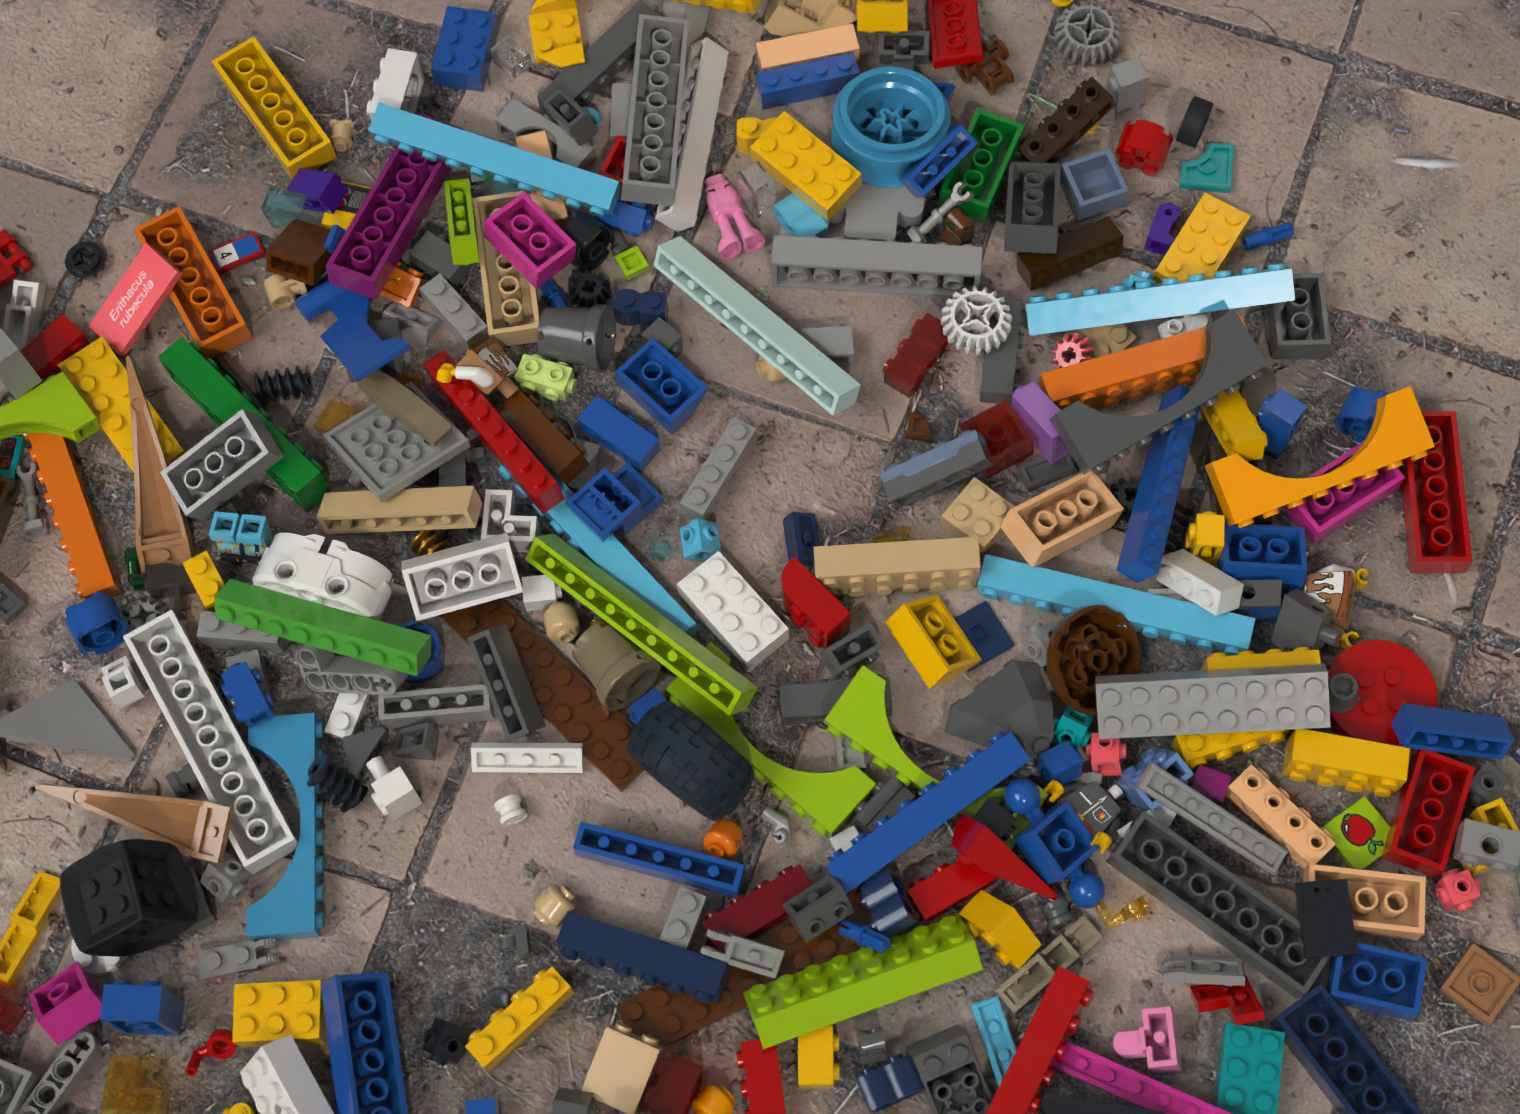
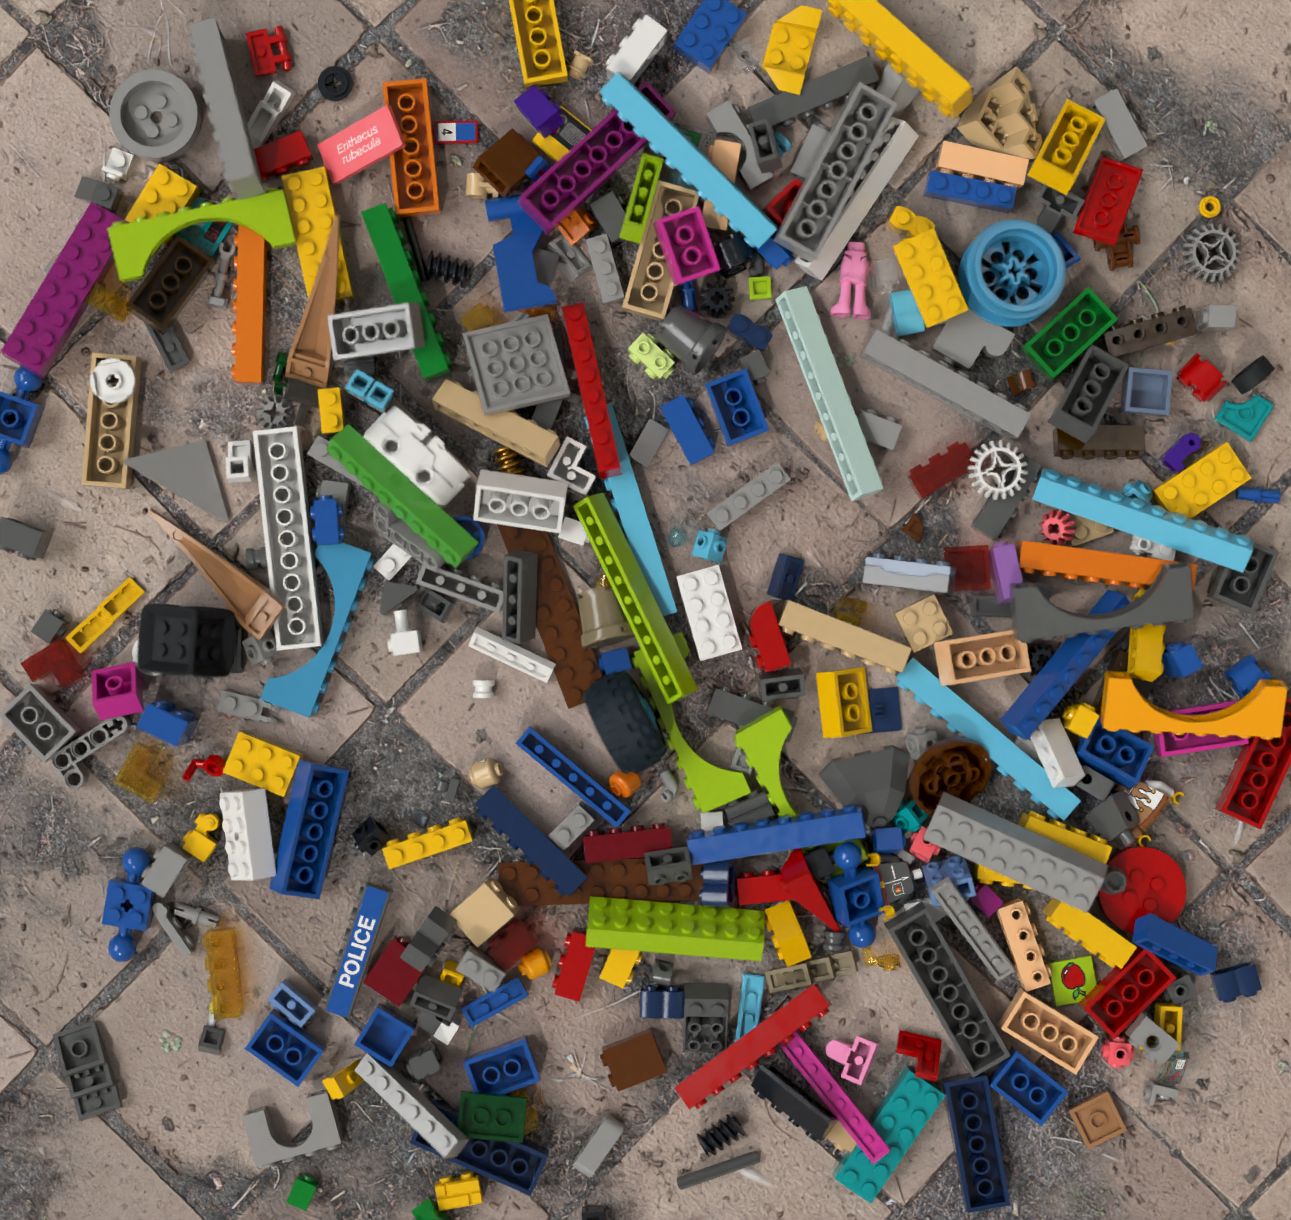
camera: 25 degrees right, 20 degrees up
(96, 624) = (236, 407): blue brick -> none
(282, 206) = (508, 116): clear light blue slope -> none
(335, 783) = (365, 615): black piece -> none
(405, 406) = (535, 346): dark tan slope -> none
(486, 367) = (607, 336): torso -> none
(543, 437) = (628, 410): reddish brown brick -> none
(561, 622) = (580, 563): tan head -> none
(614, 501) = (659, 488): blue bracket -> none
(745, 953) = (602, 873): light grey hinge -> none
(865, 936) = (691, 900): blue axle -> none
(931, 169) = (1020, 332): blue brick -> none
(939, 214) = (991, 368): light grey piece -> none
(1203, 971) = (913, 1026): light grey hinge -> none
(1325, 918) = (1013, 1035): black container -> none

